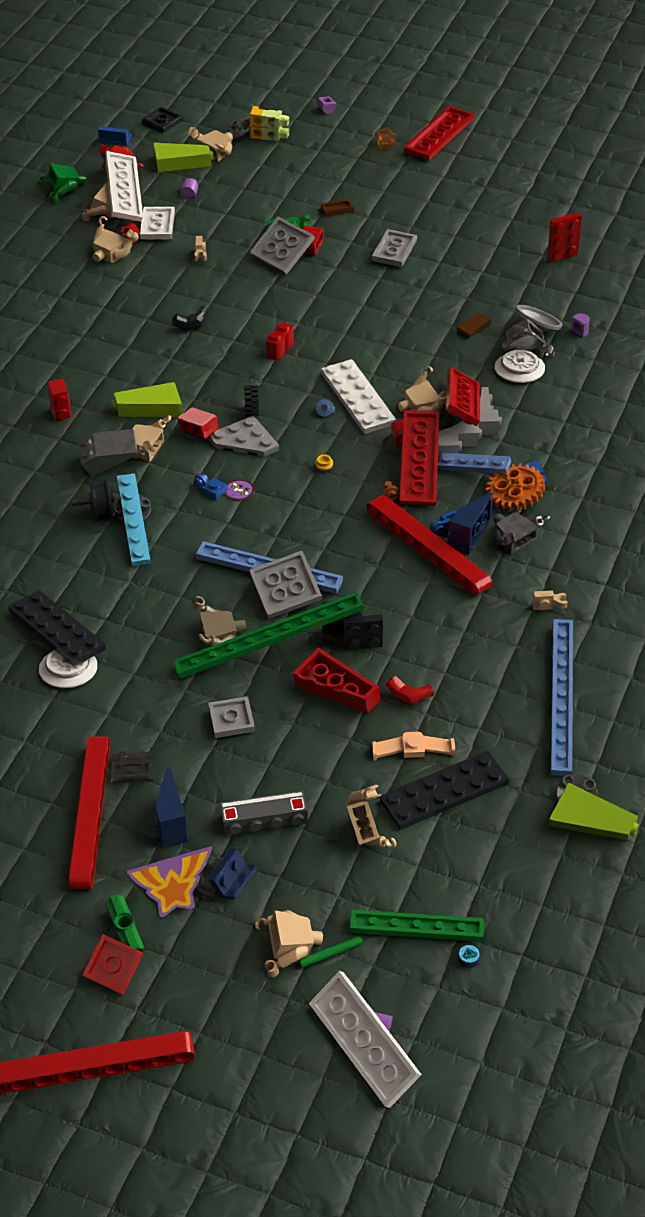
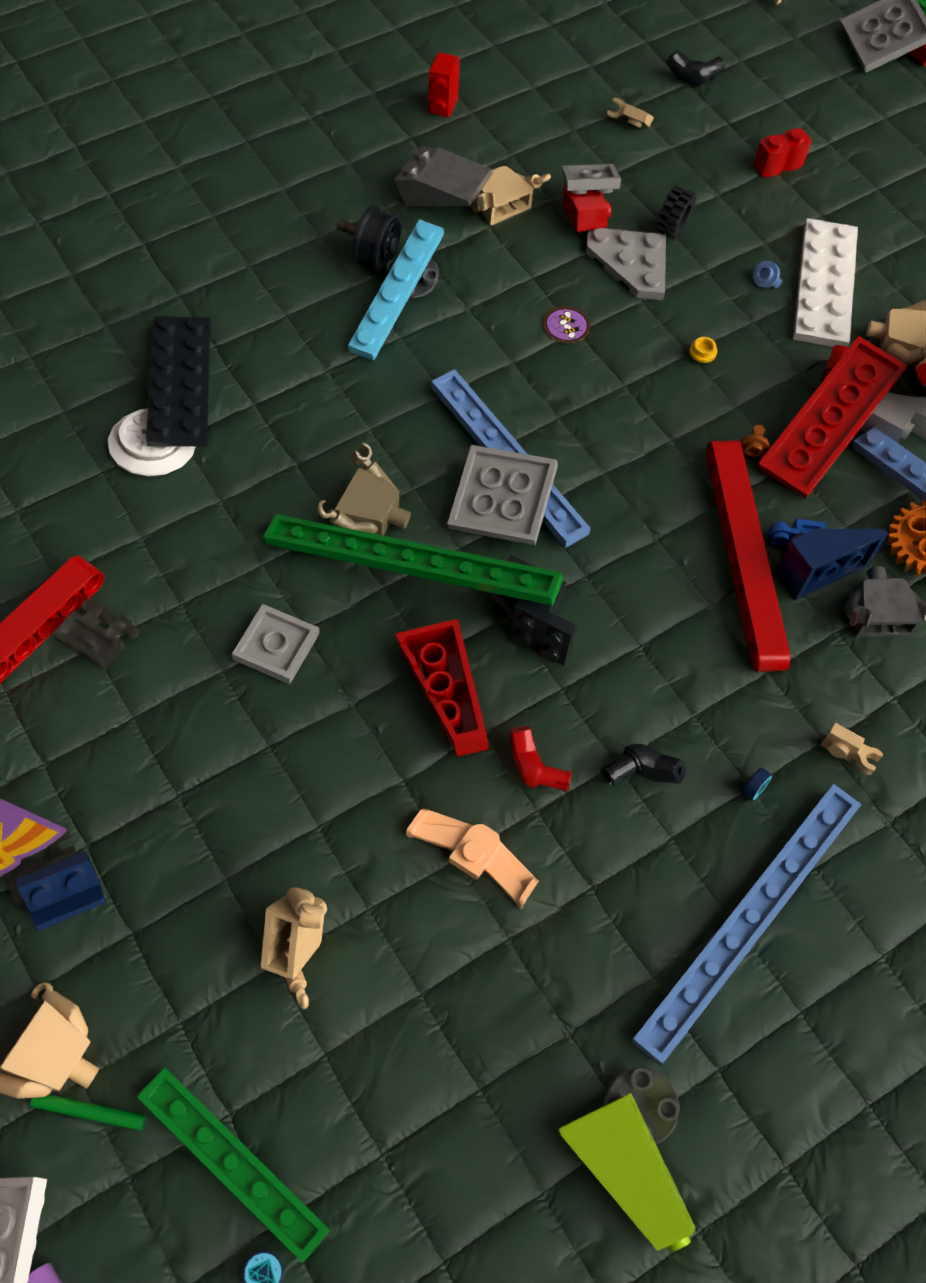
camera: 30 degrees right, 15 degrees up
(149, 401) = (549, 142): lime slope -> none
(169, 814) = (66, 734): dark blue slope -> none
(182, 362) = (636, 116): none -> tan plate
(193, 404) = (591, 177): none -> light grey plate
(212, 488) = (533, 303): blue plate -> none
(264, 812) = (189, 820): dark grey brick -> none
(443, 790) = (460, 955): black plate -> none
(461, 662) = (647, 763): none -> black arm
(519, 639) = (757, 784): none -> dark blue tile

